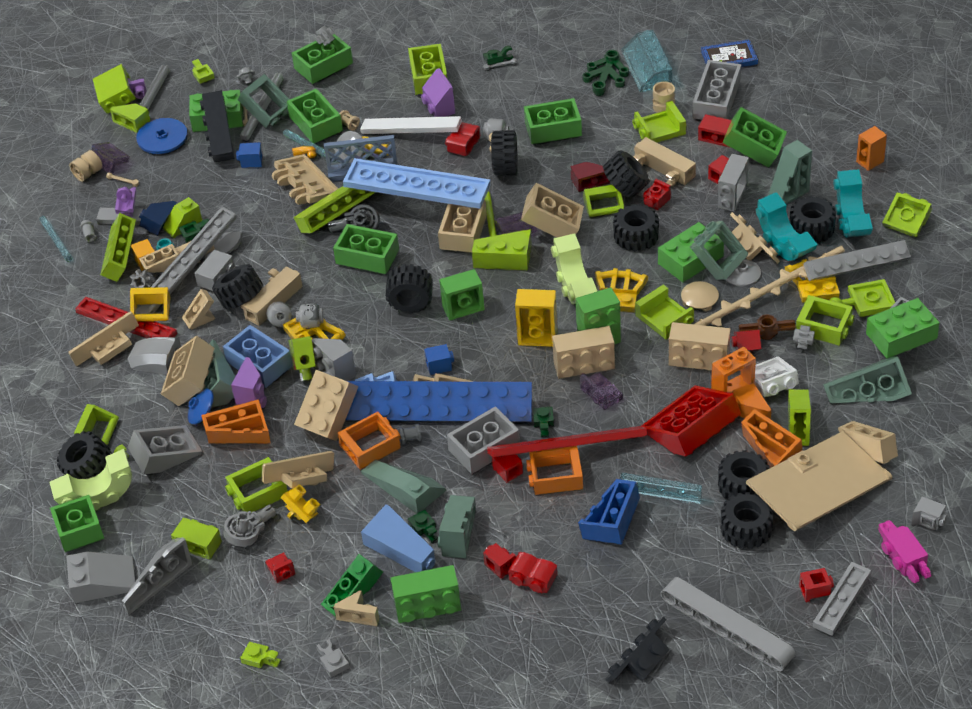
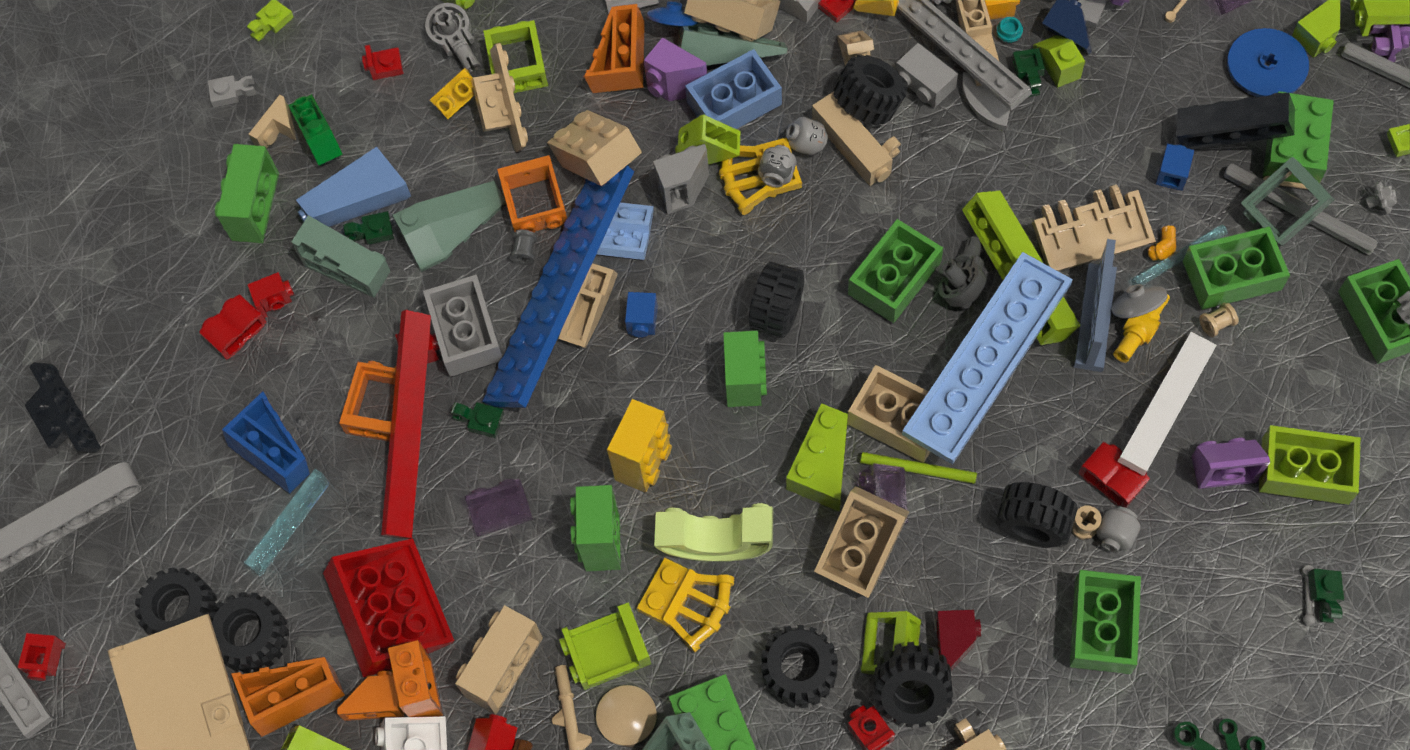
camera: 110 degrees right, 20 degrees up
(583, 352) = (561, 473): tan brick -> none

